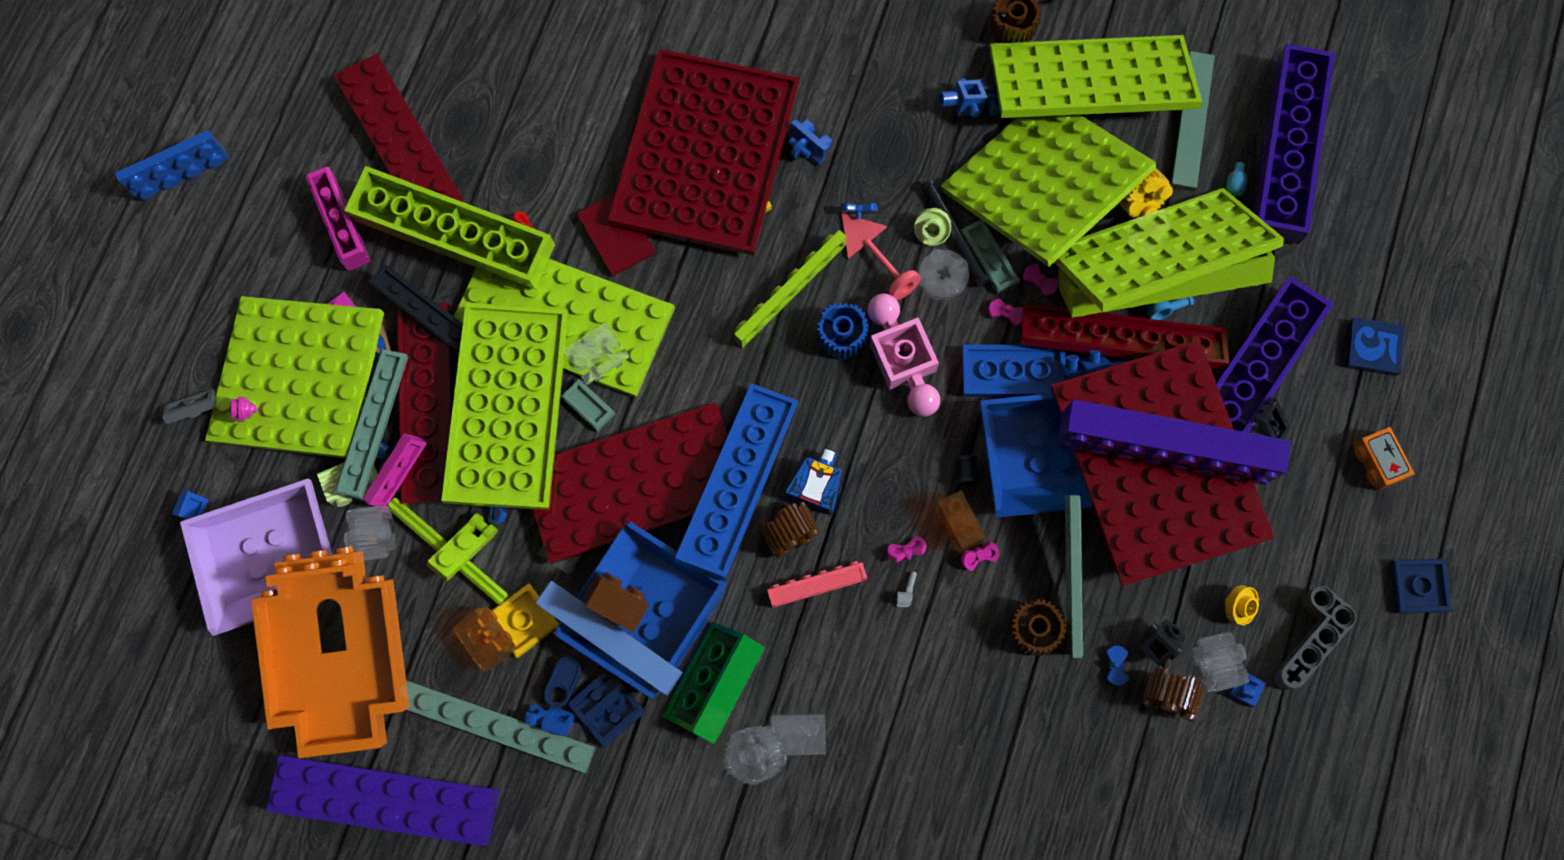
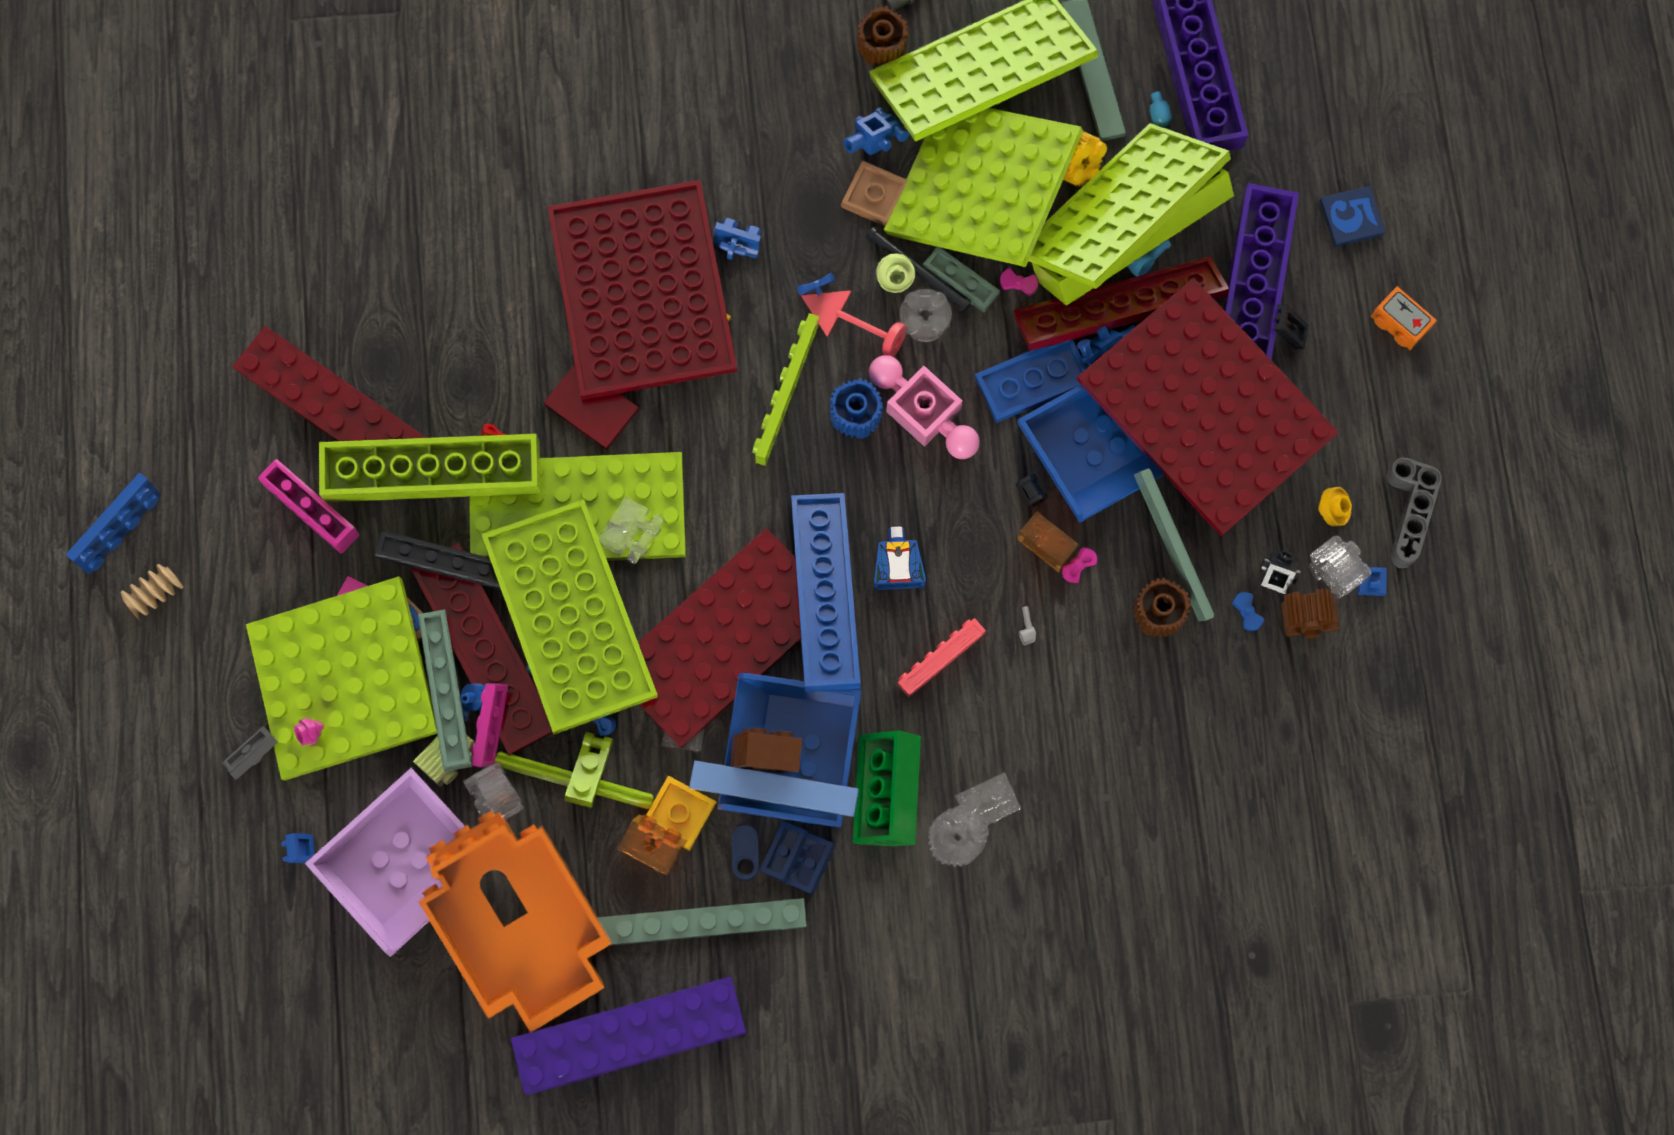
camera: 30 degrees left, 0 degrees up
(178, 235) = (150, 590): none -> tan piece
(391, 438) = (471, 696): none -> blue tile
(554, 720) = (754, 891): blue plate -> none
(587, 405) = (643, 583): sand green tile -> none
(789, 528) = (893, 616): reddish brown brick -> none
(916, 546) = (1016, 582): dark pink piece -> none
(946, 150) = (873, 193): none -> medium nougat tile
(1000, 309) = (992, 325): dark pink piece -> none
(1173, 442) = (1211, 383): dark purple brick -> none
(1421, 586) = (1485, 420): dark blue tile -> none

